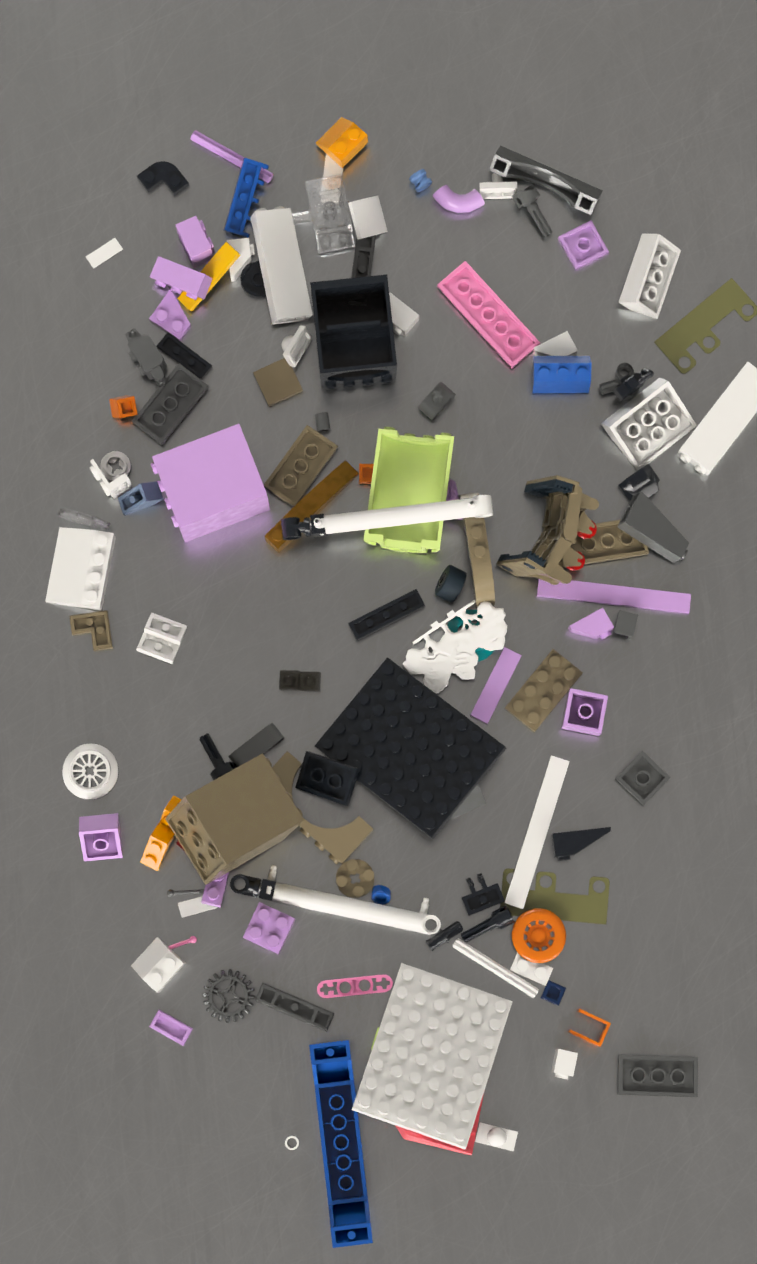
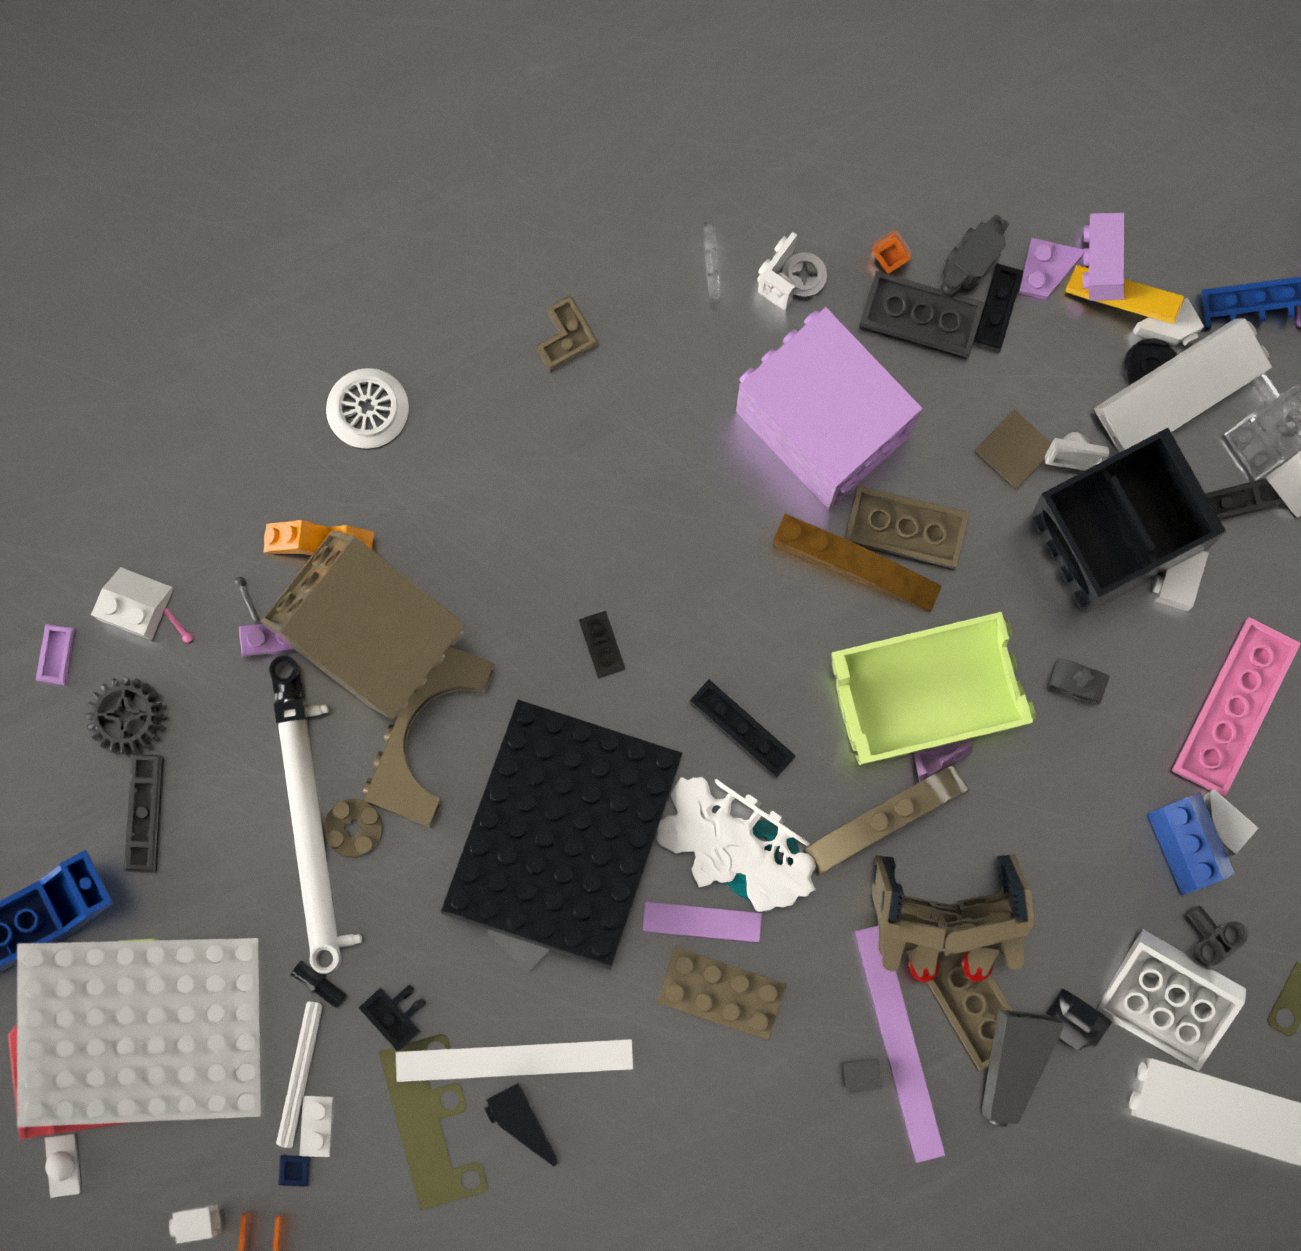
camera: 70 degrees right, 0 degrees up
(81, 568) = (643, 285): white slope -> none
(100, 837) = (280, 456): lavender slope -> none
(104, 253) = (1100, 142): white sticker -> none
(140, 497) = (769, 321): sand blue slope -> none
(161, 638) = (588, 431): white slope -> none
(163, 172) = (1249, 178): black plate -> none
(193, 907) = (231, 619): white sticker -> none
(194, 241) = (1166, 254): lavender brick -> none
(220, 766) = (435, 583): black piece -> none
(258, 744) = (486, 620): dark grey beam -> none
(269, 928) = (238, 734): lavender brick -> none
(321, 524) = (830, 587): white piece -> none
(322, 422) = (982, 533): dark grey hinge -> none
(327, 778) = (476, 734): black tile -> none
(354, 982) = (198, 887): bright pink beam -> none
(365, 473) = (932, 619): orange plate -> none
(381, 894) = (343, 872): blue tile -> none
(450, 583) = (822, 801): black wheel -> none
(500, 918) = (369, 1053): black piece -> none
(538, 935) = (367, 1119): orange wheel -> none
(584, 712) = (710, 1064): lavender brick -> none
(593, 625) = (842, 1030): lavender slope -> none
(632, 383) = (1219, 951): black piece -> none
(642, 778) = (649, 1184): dark grey plate -> none

